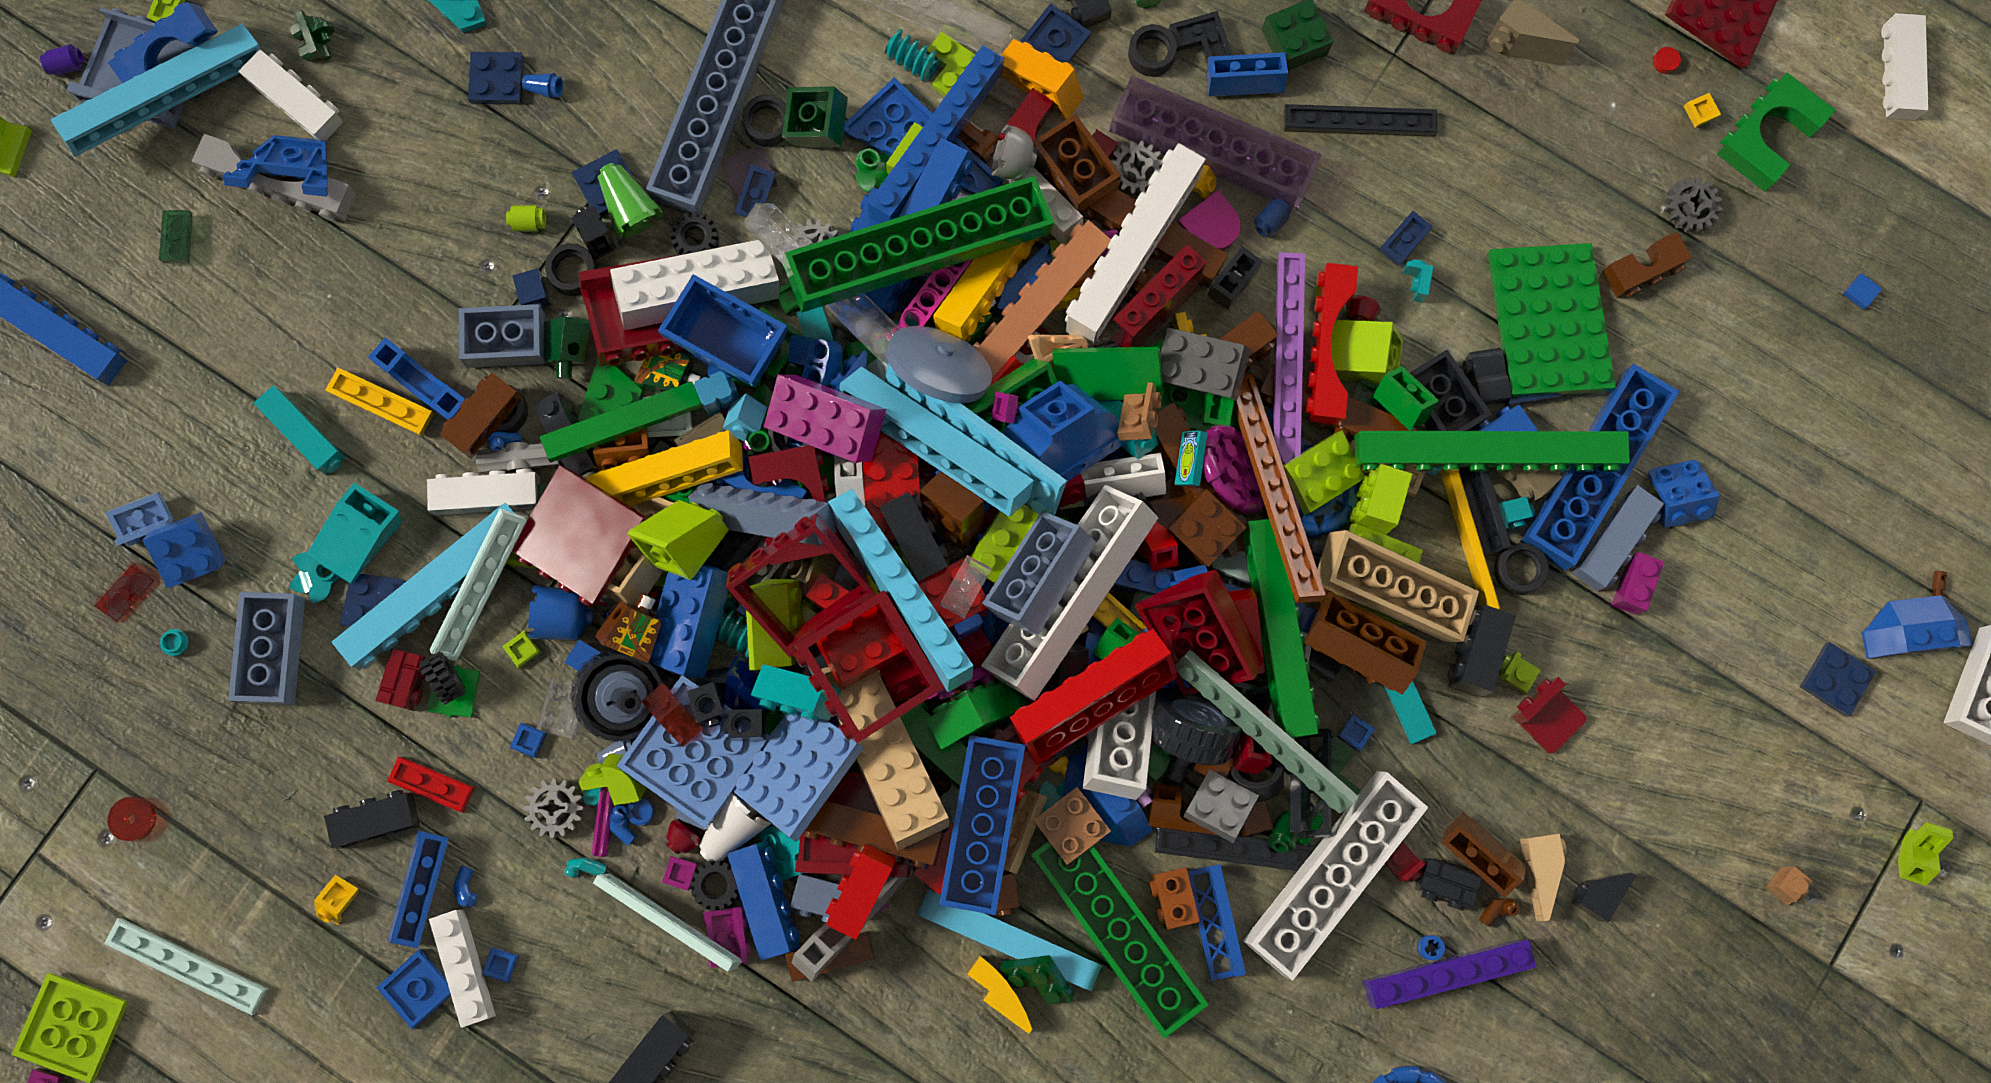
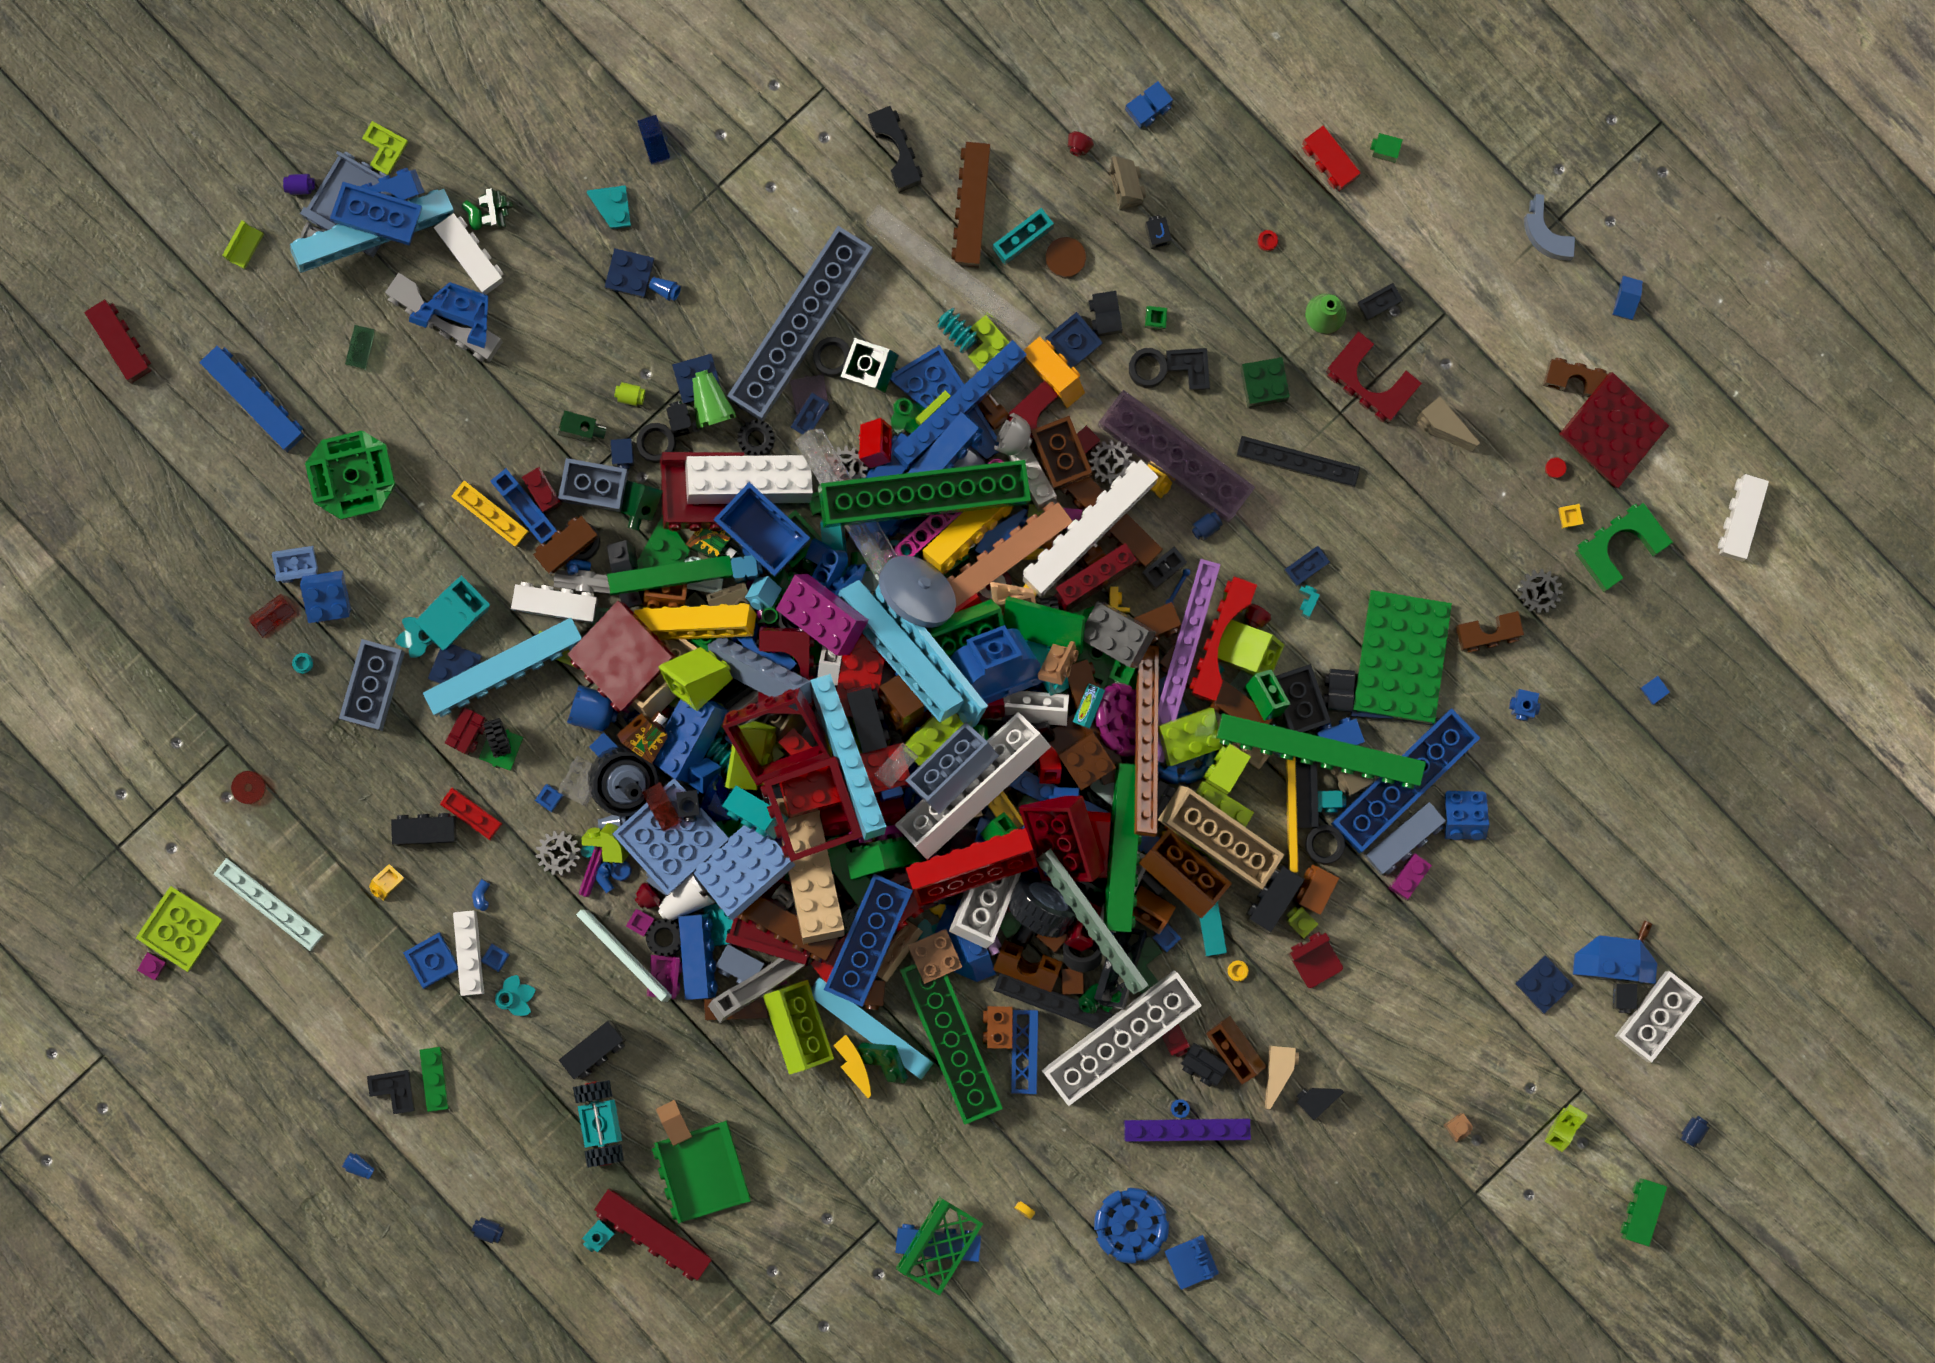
camera: 15 degrees right, 5 degrees up
(155, 62) = (376, 213): none -> blue plate
(163, 384) = (333, 462): none -> green piece
(289, 50) = (474, 213): none -> green arm
(299, 430) = (426, 523): teal brick -> none
(417, 889) = (448, 888): blue brick -> none
(439, 358) = (542, 490): none -> dark red brick
(469, 269) = (571, 423): none -> dark green torso
(478, 584) = (538, 674): light aqua tile -> none
(521, 649) = (558, 728): lime tile -> none
(540, 1008) = (517, 994): none -> teal plate
(584, 864) = (572, 900): teal arm -> none
(717, 661) = (702, 774): none -> blue brick
(758, 725) = (720, 833): black brick -> none
(843, 206) = (875, 443): none -> red brick
(858, 794) = (784, 896): none -> light grey bush
(859, 890) = (768, 966): red brick -> none
(916, 962) = (798, 1027): none -> lime brick
(1005, 407) = (958, 636): magenta plate -> none
(1213, 221) = (1159, 518): dark pink tile -> none
(1221, 806) = (1048, 968): plate -> none
(1246, 74) = (1215, 406): blue brick -> none
(1261, 279) = (1186, 572): none -> blue hinge
(1334, 701) = (1152, 910): none -> dark orange brick
(1455, 753) = (1237, 970): none -> yellow tile
(1499, 907) = (1237, 1091): reddish brown arm -> none
(1530, 626) = (1316, 889): none -> dark orange brick
(1716, 341) = (1531, 701): none -> blue brick
(1943, 670) = (1624, 997): none -> black brick

